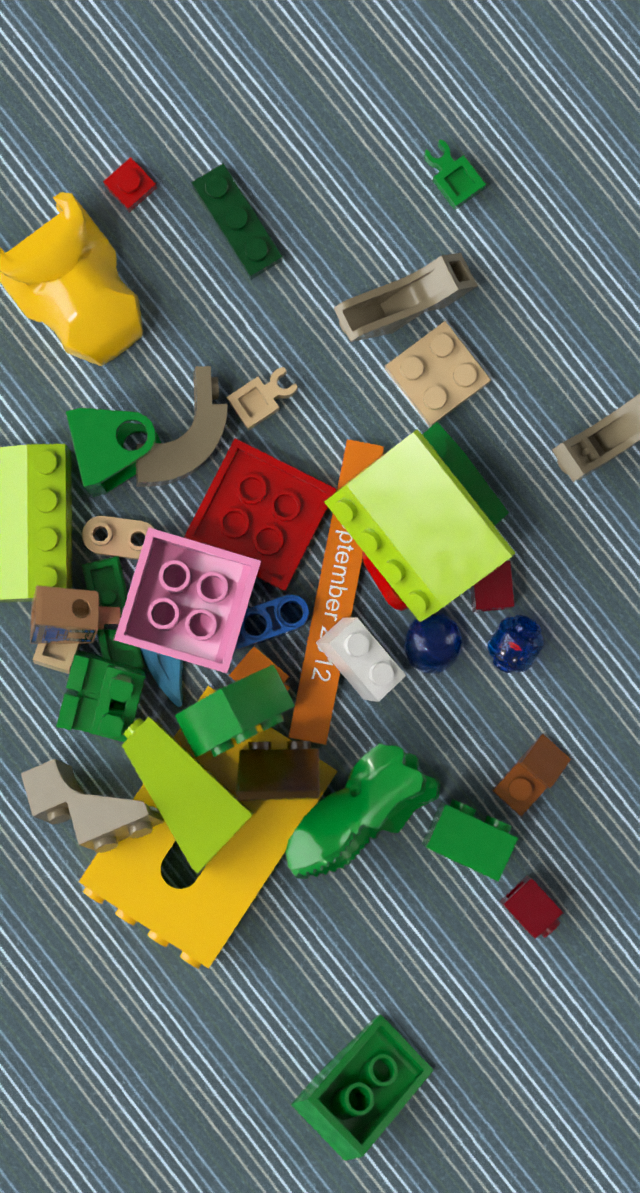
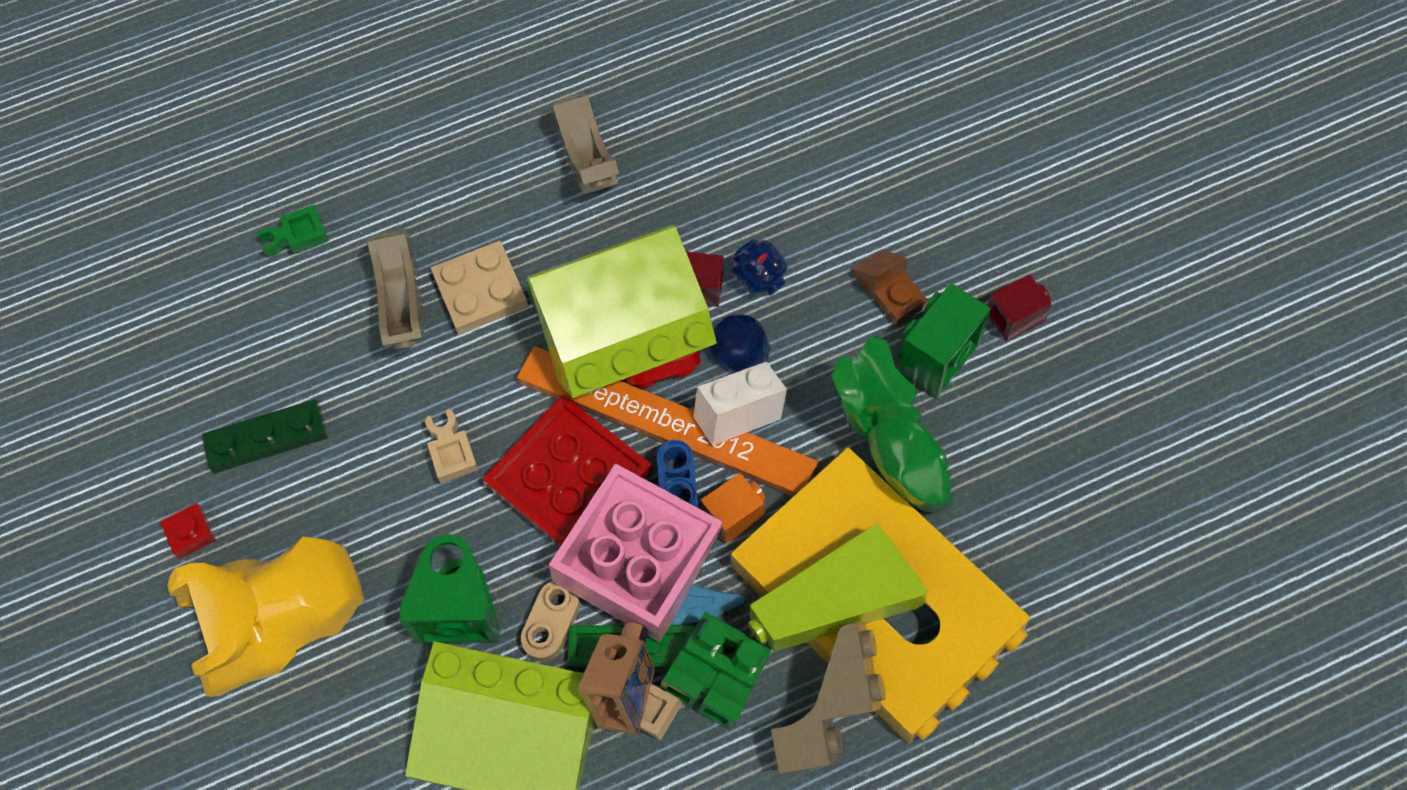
camera: 70 degrees left, 20 degrees down
(185, 455) = (472, 512): dark tan arch -> none
(235, 712) = (766, 521): green brick -> none
(278, 772) = (839, 484): dark brown slope -> none
(362, 1089) = (1182, 501): green slope -> none

